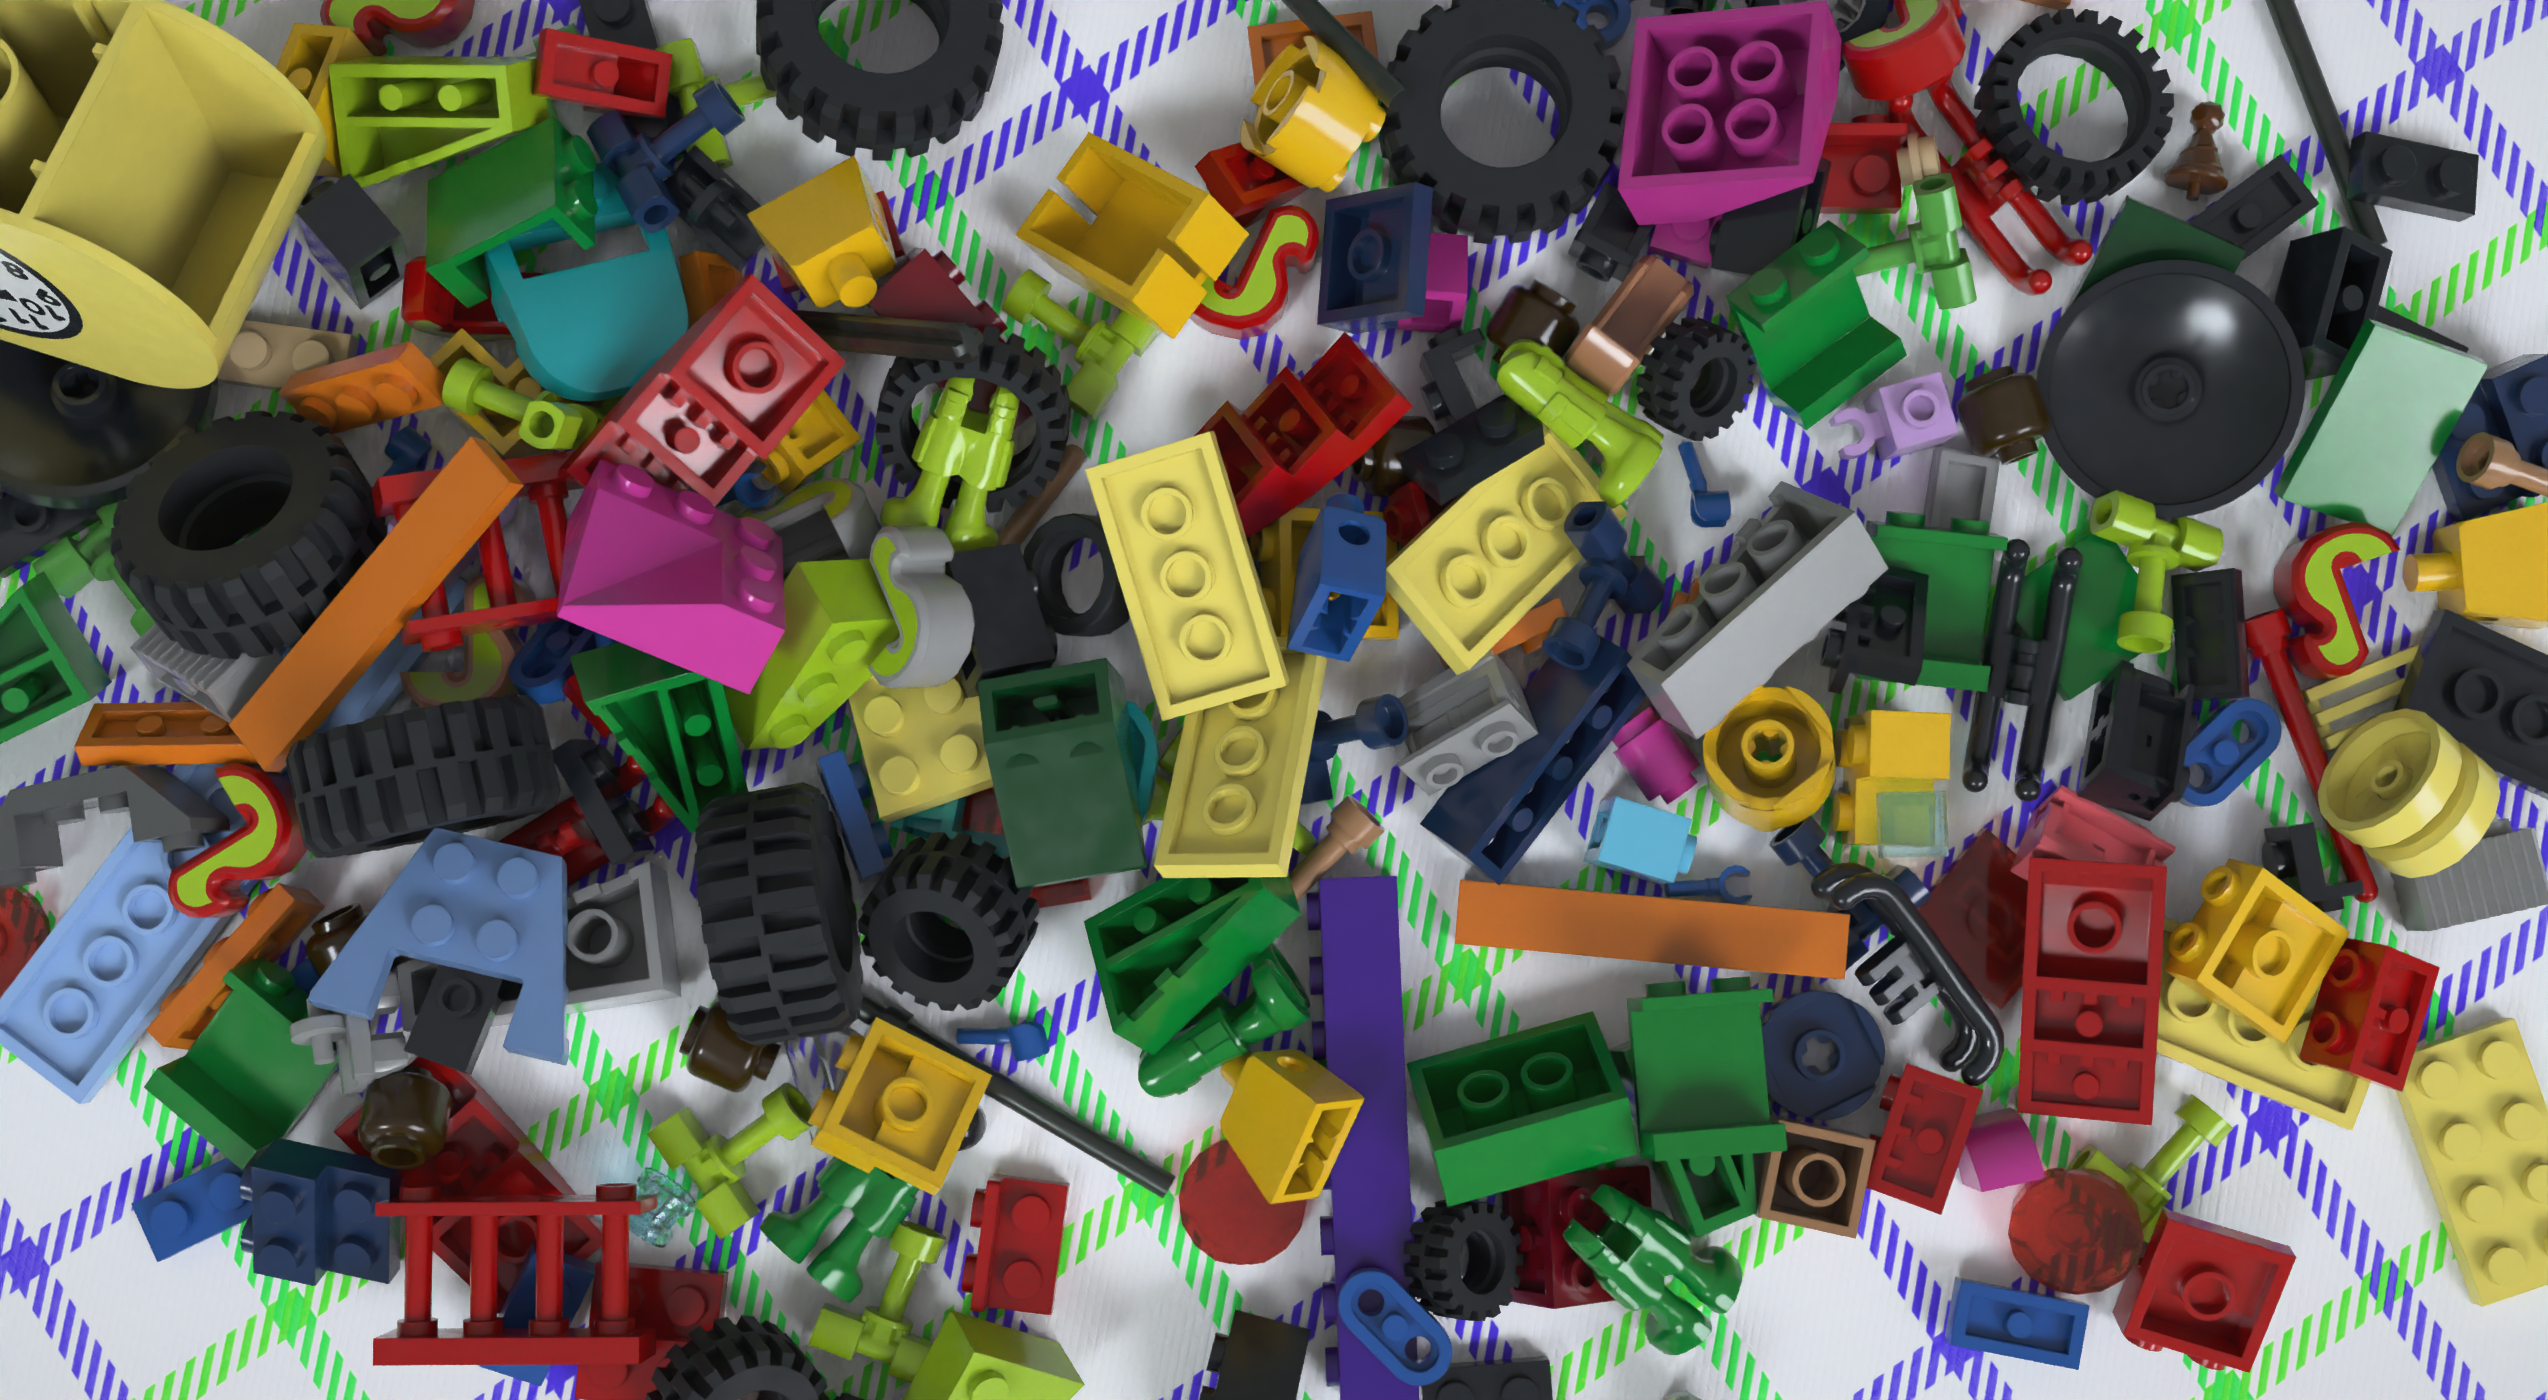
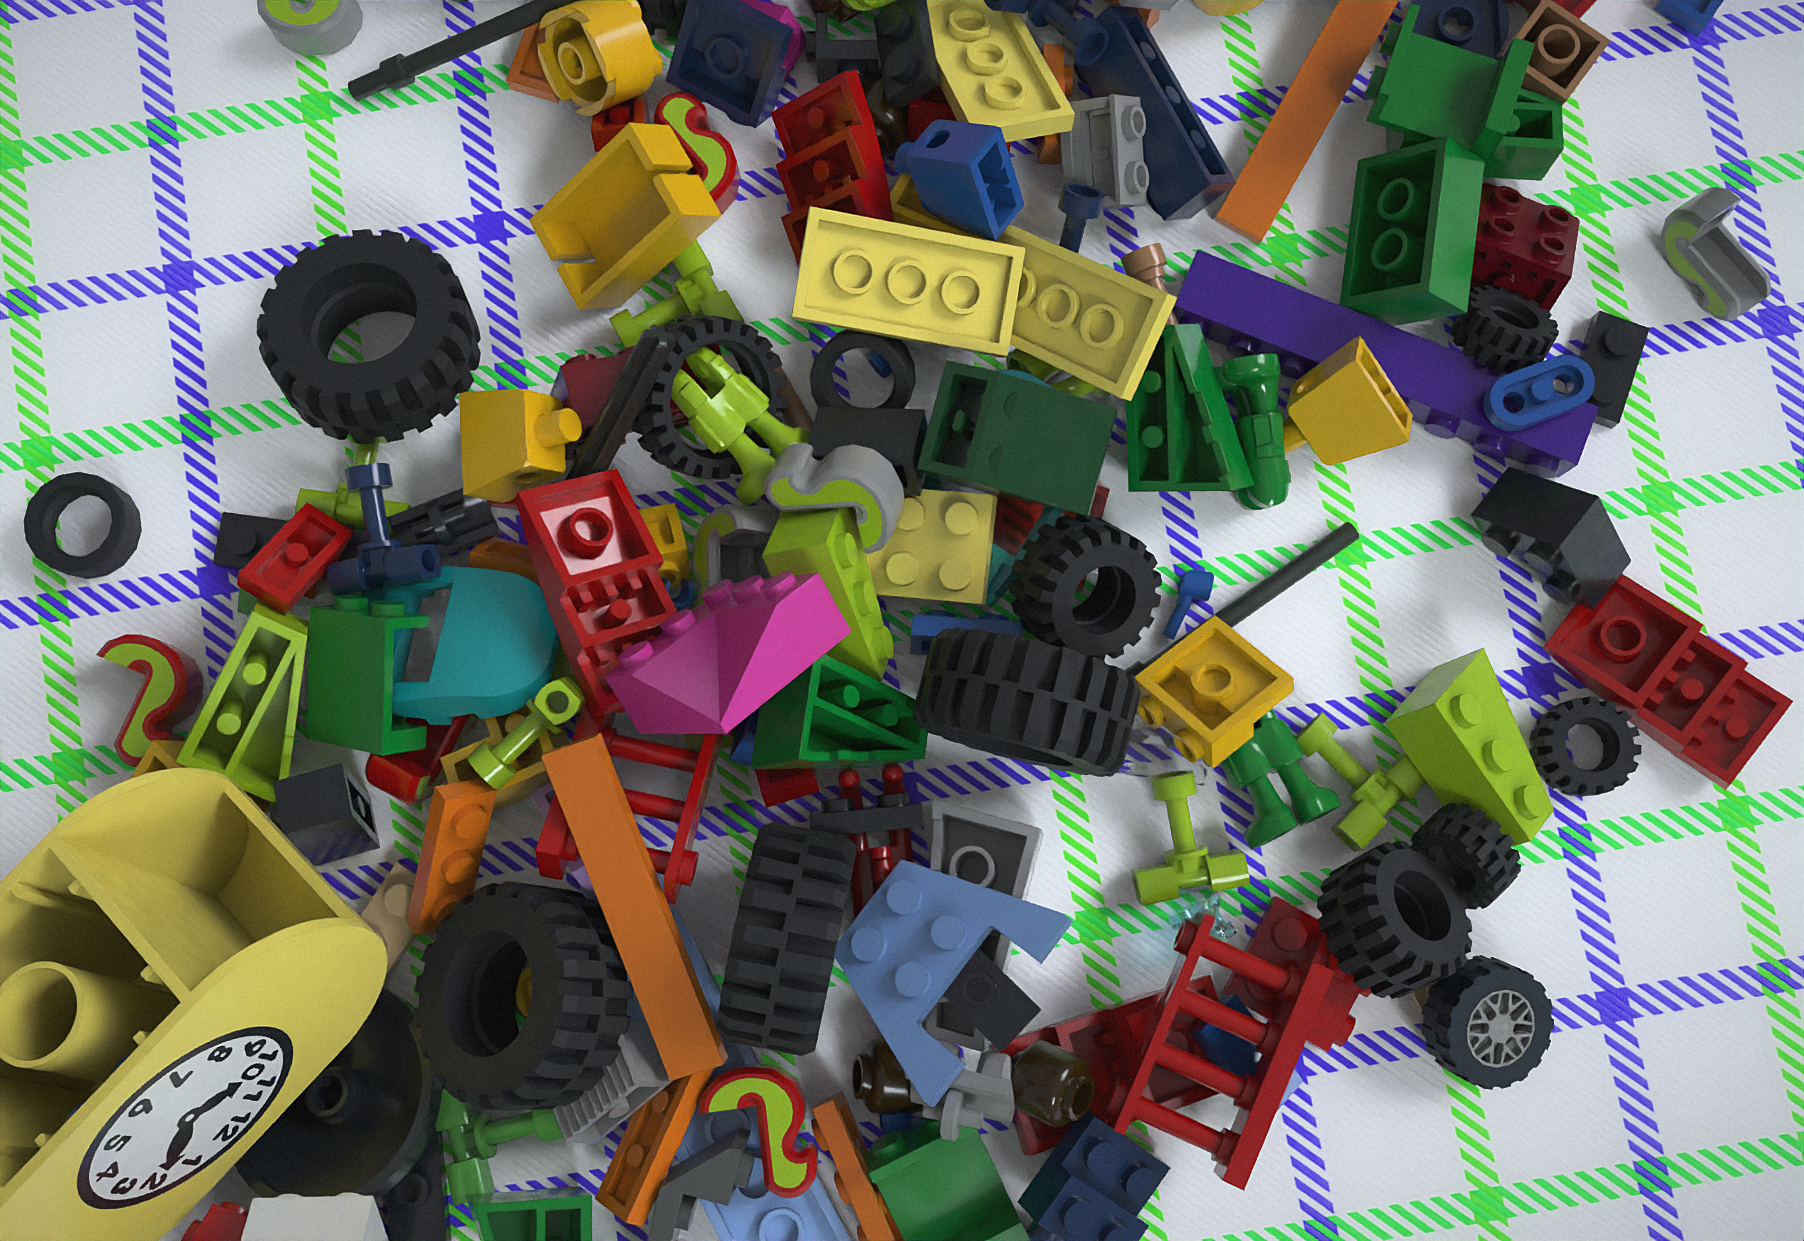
camera: 70 degrees left, 5 degrees down
(406, 452) = (513, 859): blue hand -> none
(485, 658) = (718, 864): animal -> none
(545, 660) = (735, 804): blue plate -> none
(720, 1056) = (1101, 810): dark brown head -> none
(1017, 1244) = (1348, 660): red bracket -> none
(1230, 1214) = (1387, 488): clear red tile -> none
(1637, 1253) = (1558, 199): green piece -> none
(1640, 841) = (1249, 68): medium azure brick -> none
(1655, 757) = (1191, 37): dark pink brick -> none
(1710, 886) = (1301, 43): blue hand -> none

